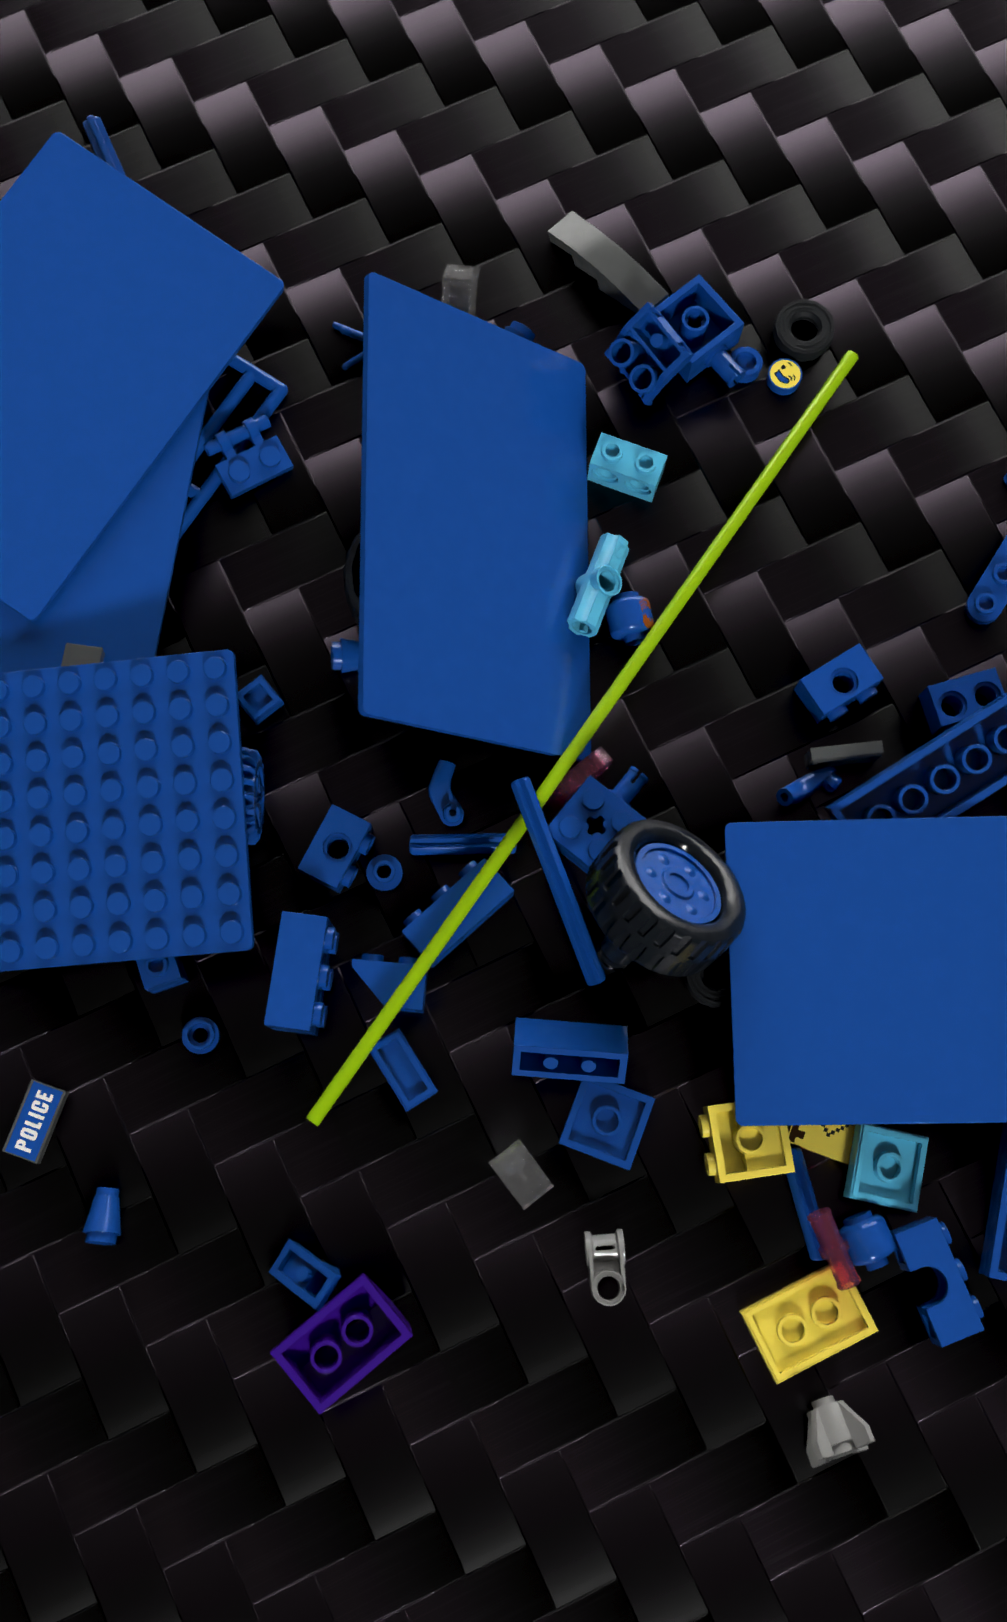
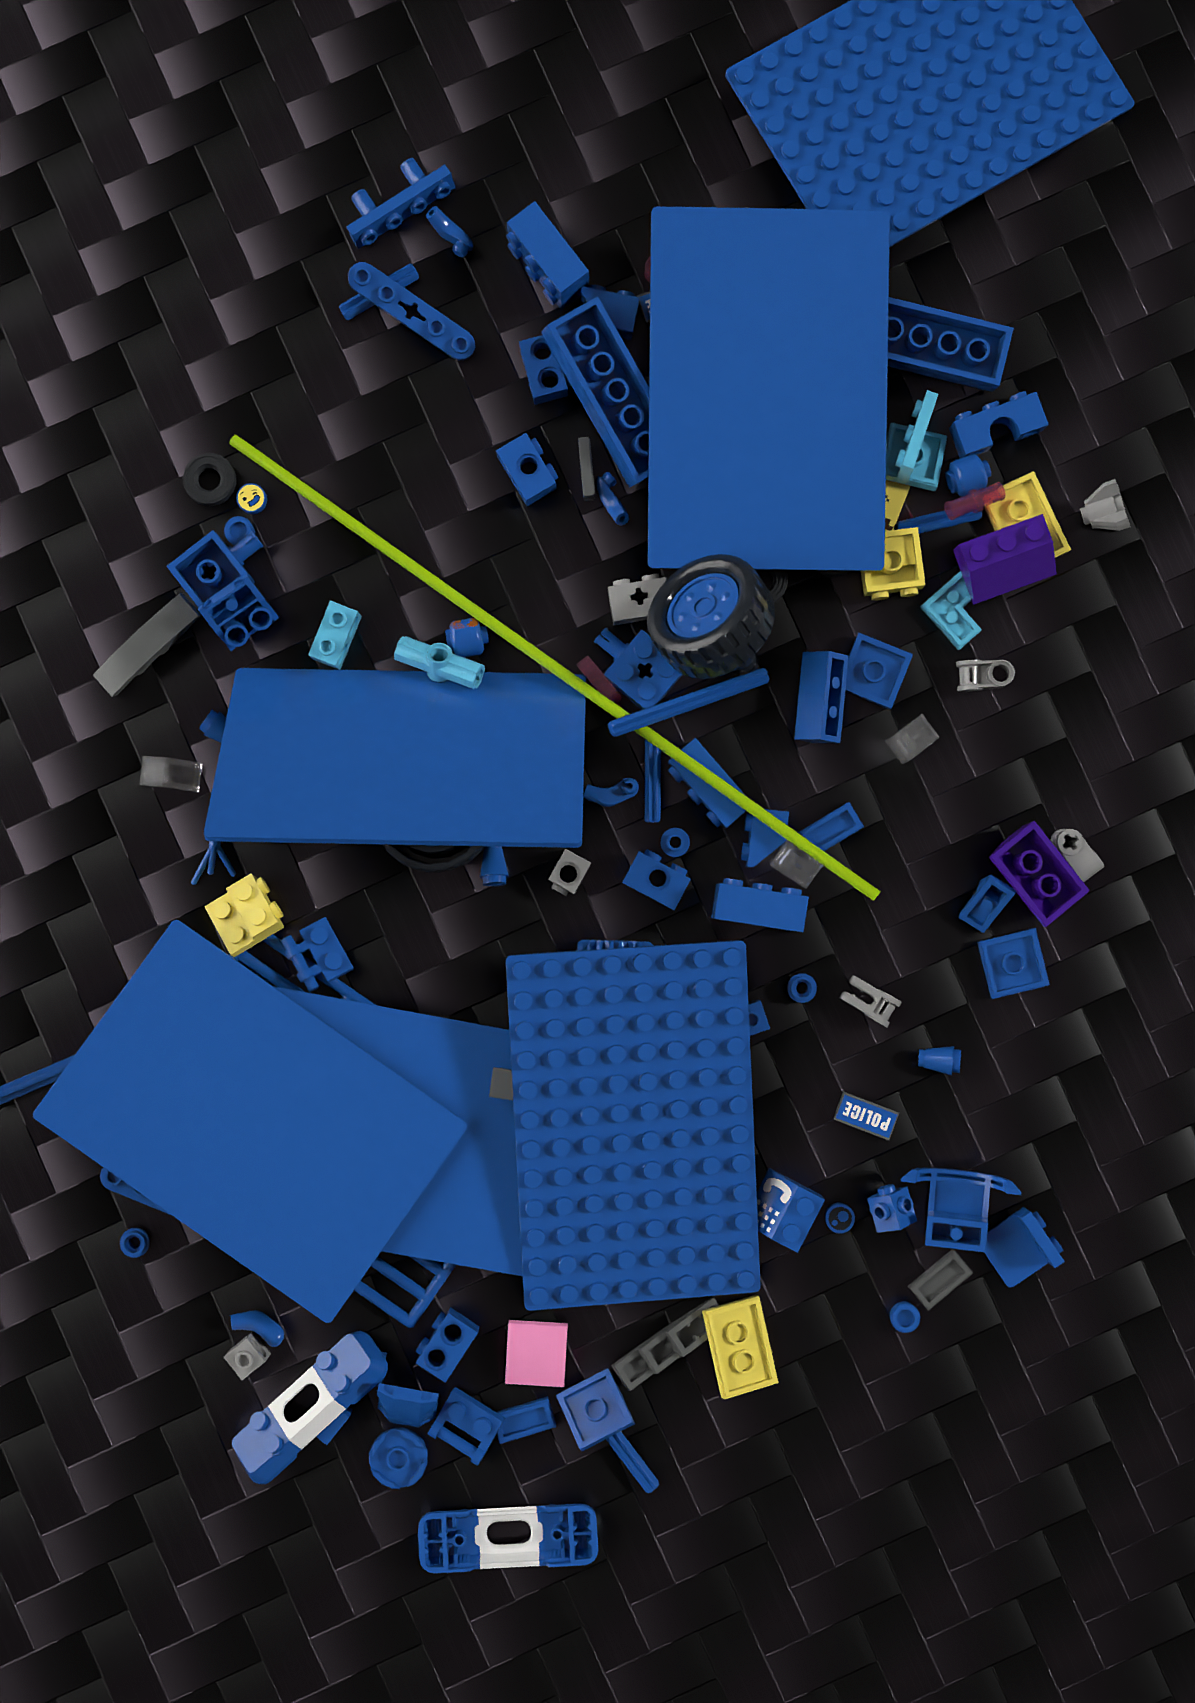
camera: 90 degrees left, 10 degrees up
(170, 1125) = (879, 998): none -> light grey piece
(229, 1315) = (1013, 963): none -> blue tile
(259, 700) = (528, 942): blue tile -> none
(295, 376) = (245, 914): none -> light yellow plate
(354, 1019) = (795, 864): none -> clear slope
(357, 754) = (578, 863): none -> light grey brick
(366, 1399) = (1079, 854): none -> light grey piece
(688, 799) = (622, 592): none -> light grey brick
(692, 1217) = (947, 612): none -> medium azure tile
(759, 1294) = (1007, 559): none -> dark purple slope
(914, 1166) = (915, 435): none -> medium azure plate

